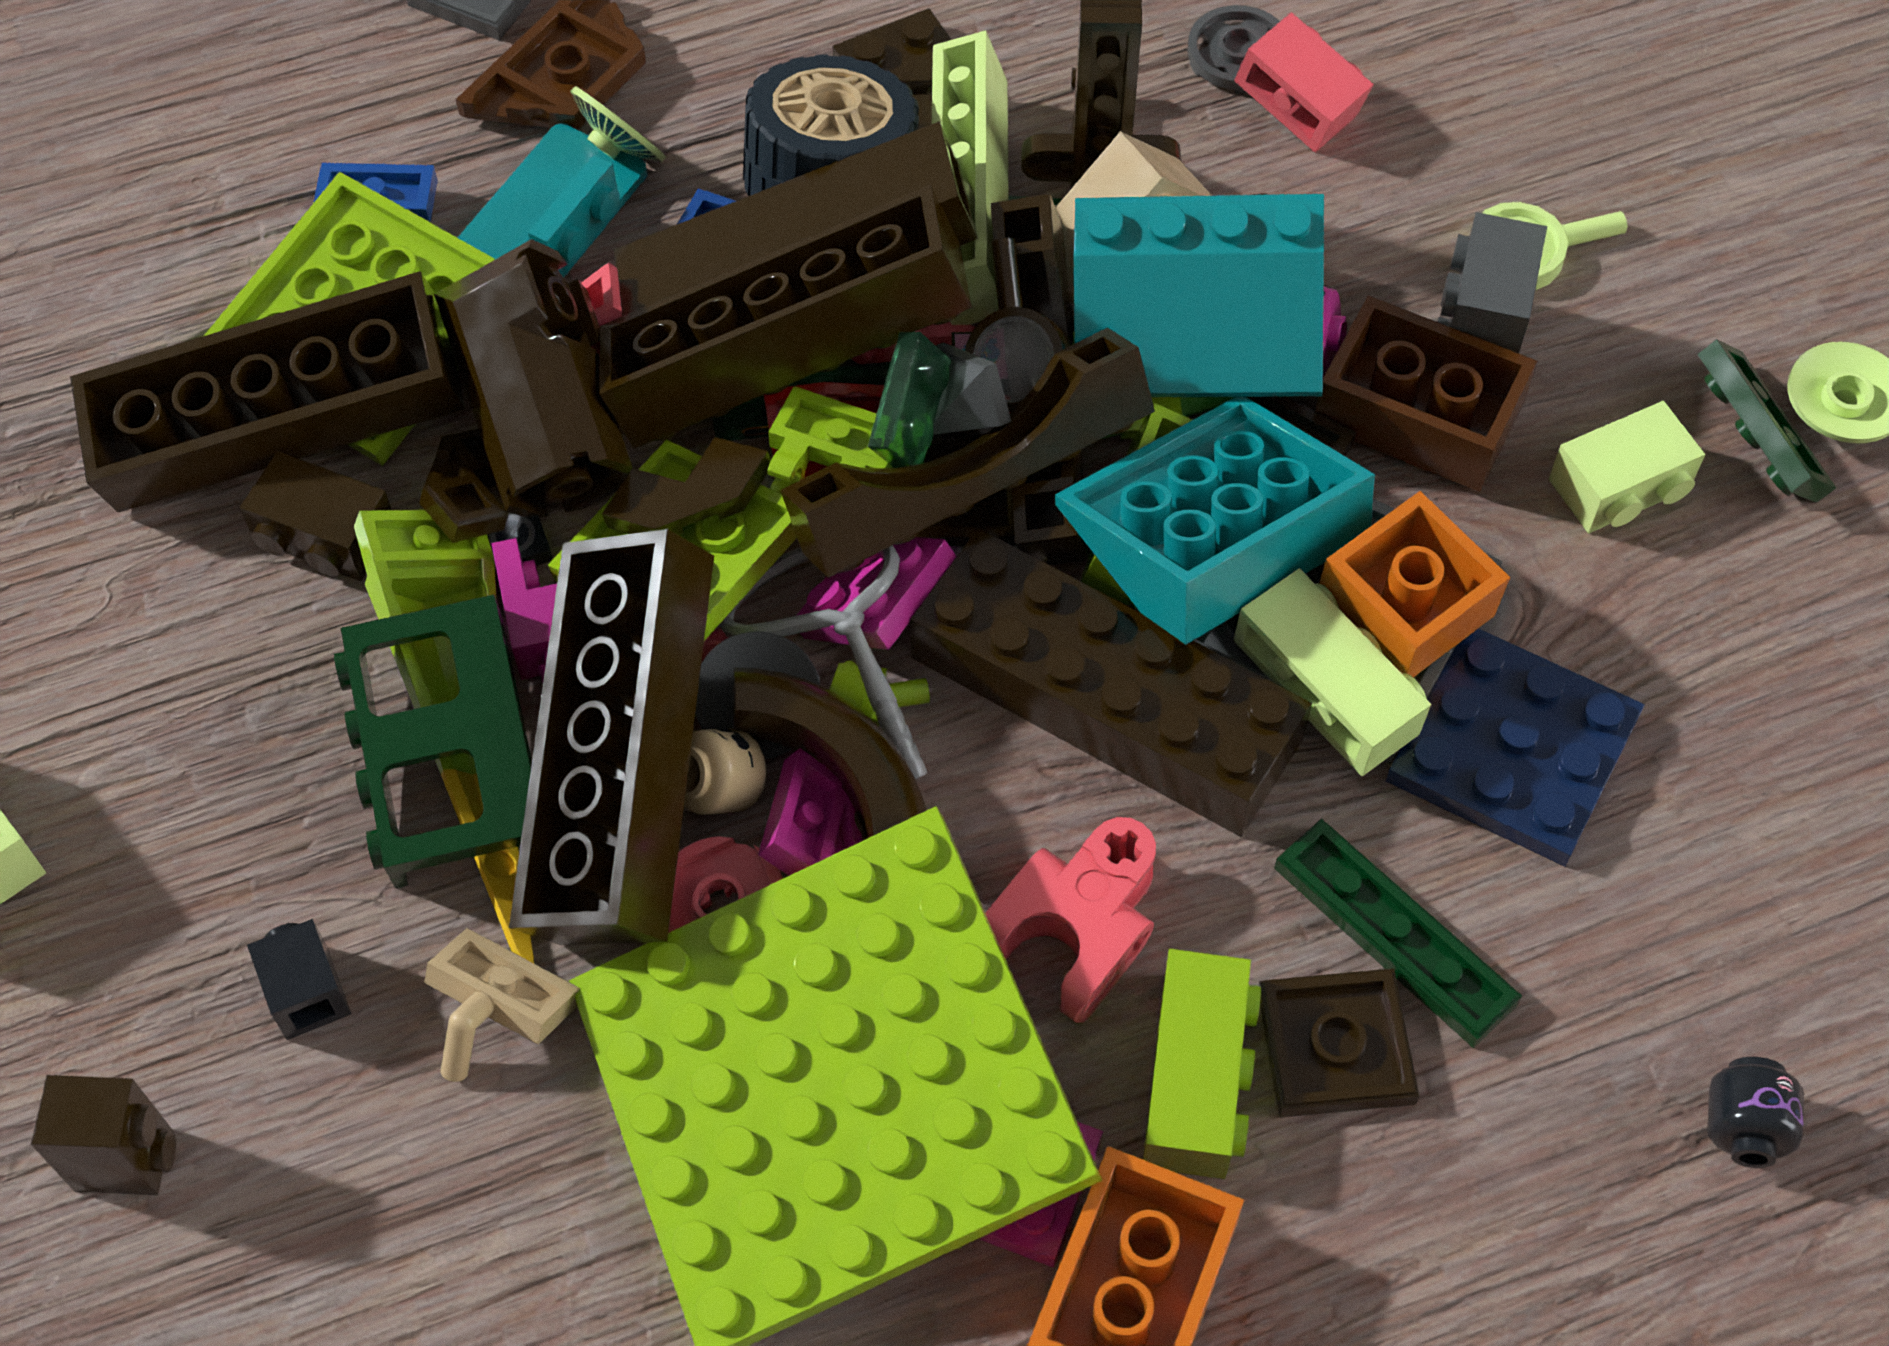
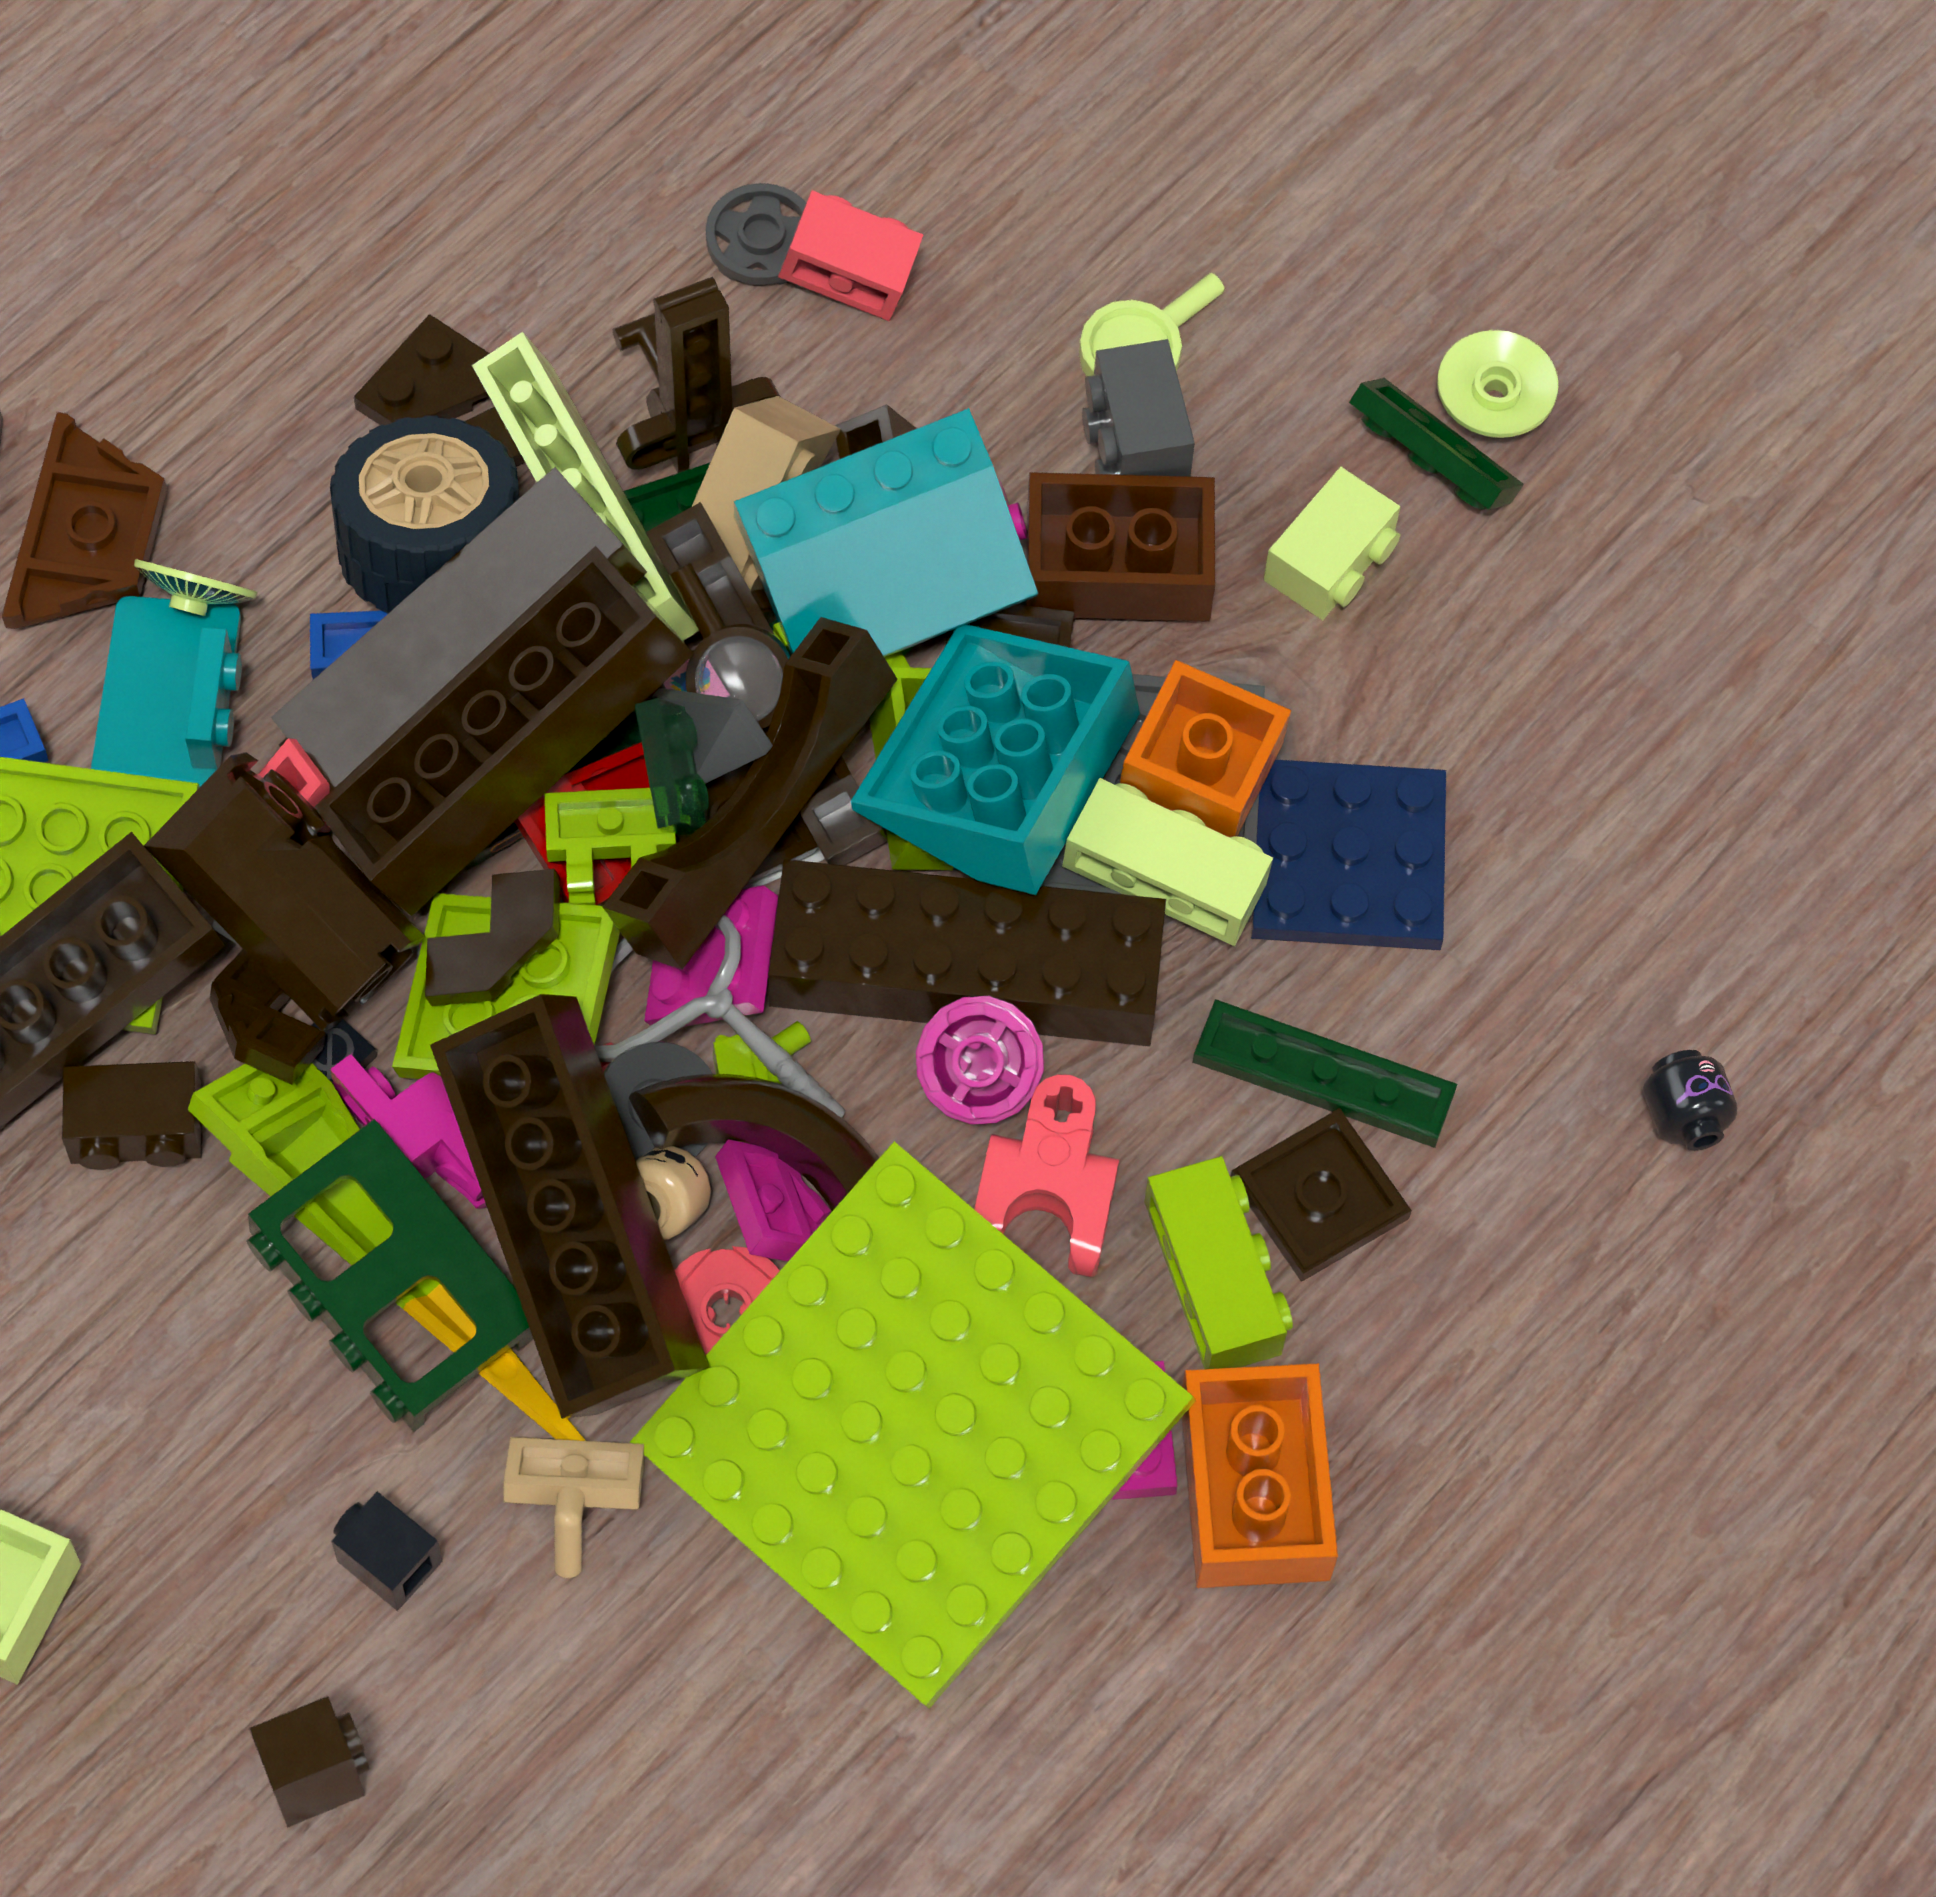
camera: 30 degrees left, 5 degrees up
(1064, 774) = (979, 1060): none -> dark pink cone

